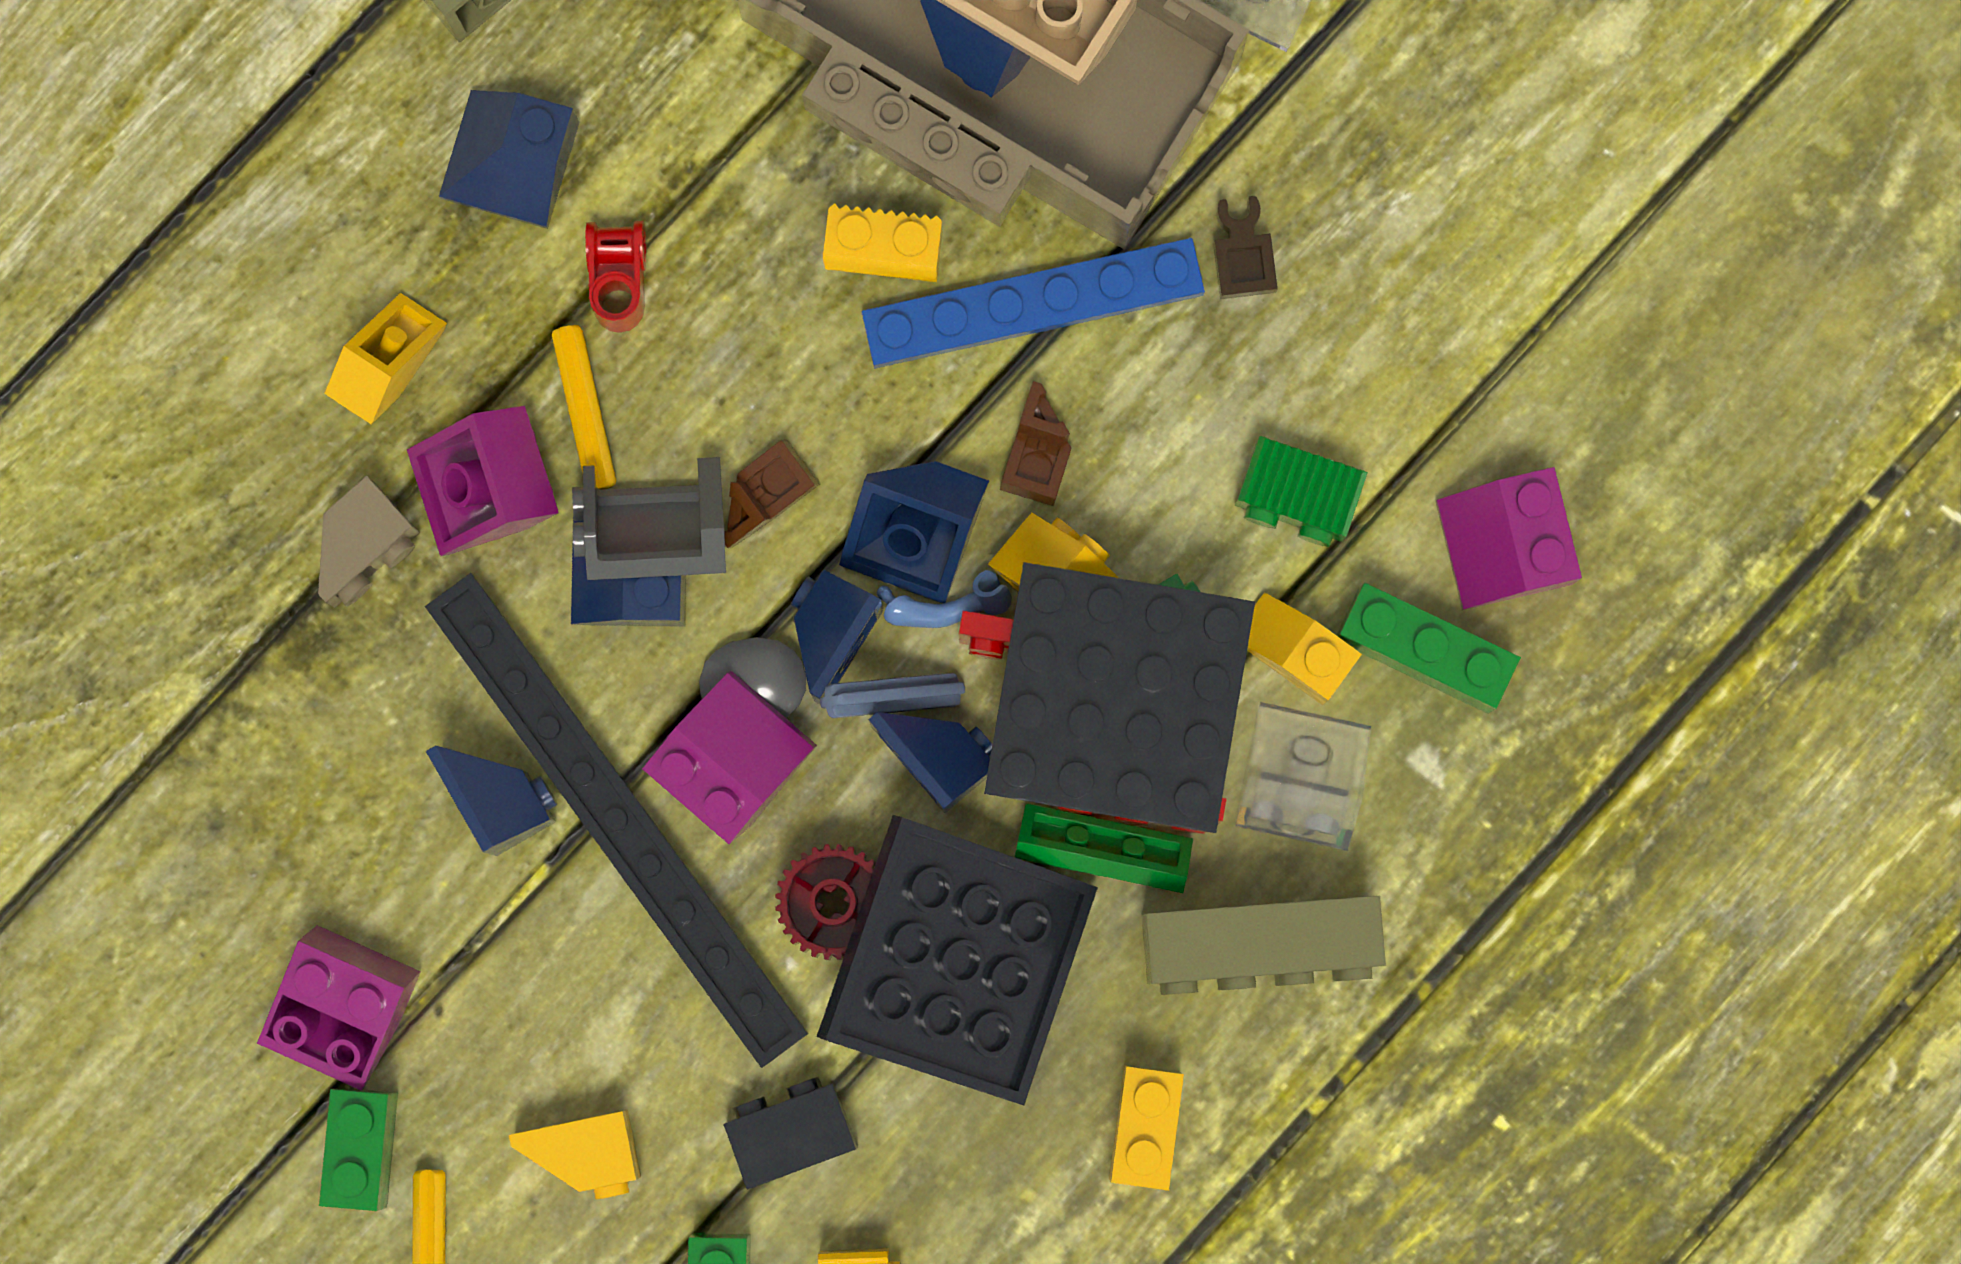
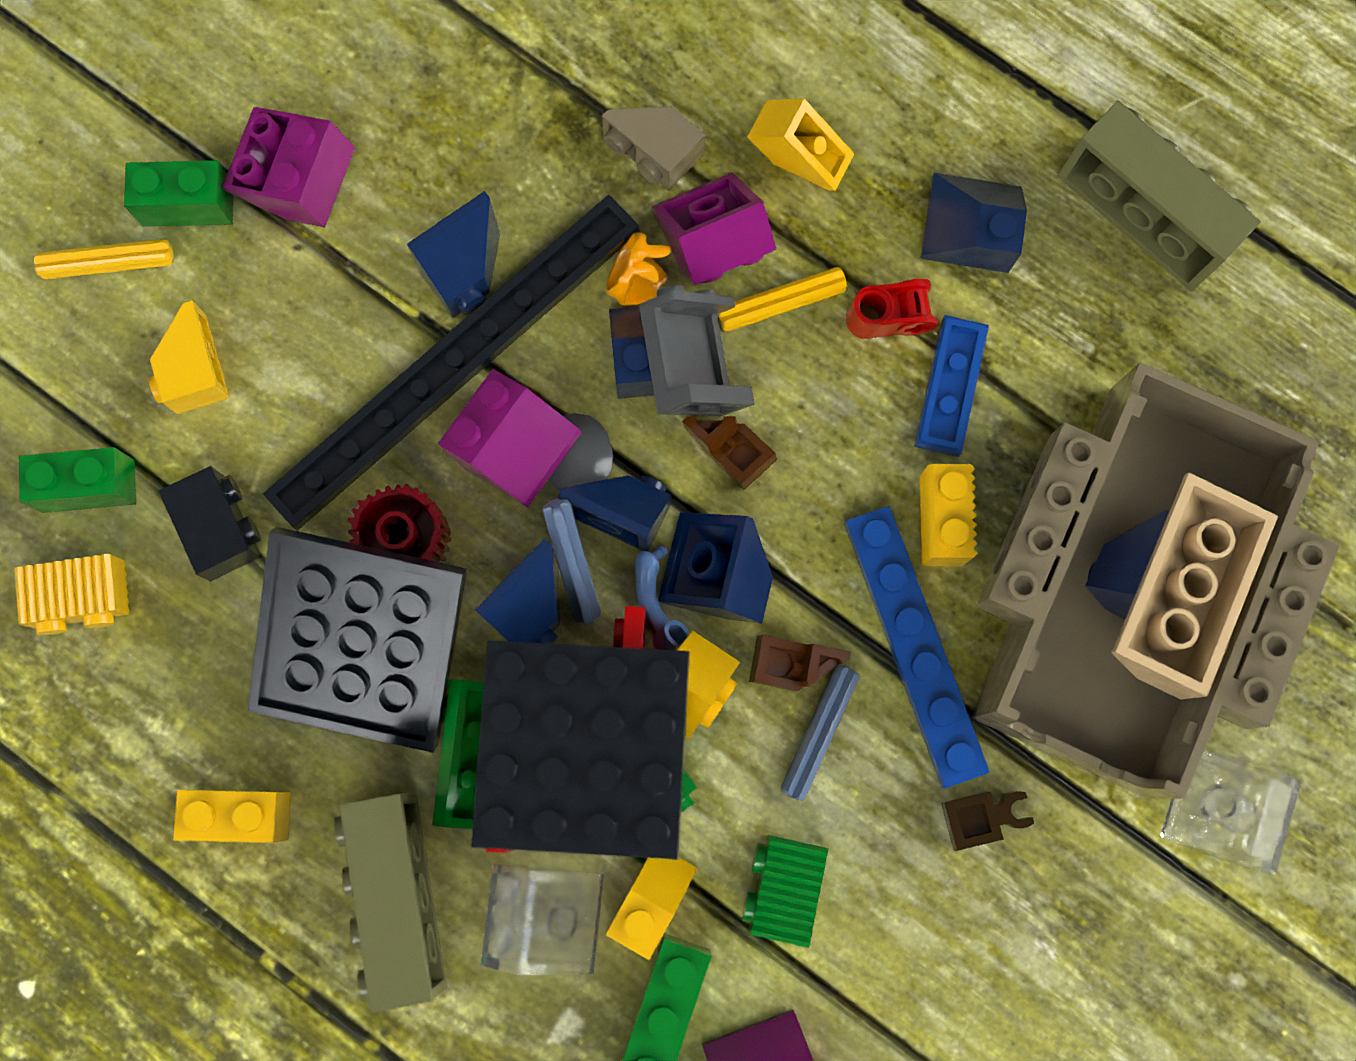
camera: 80 degrees right, 5 degrees down
(530, 583) = (635, 272): none -> light orange piece
(718, 214) = (951, 386): none -> blue tile
(1123, 429) = (819, 732): none -> sand blue axle

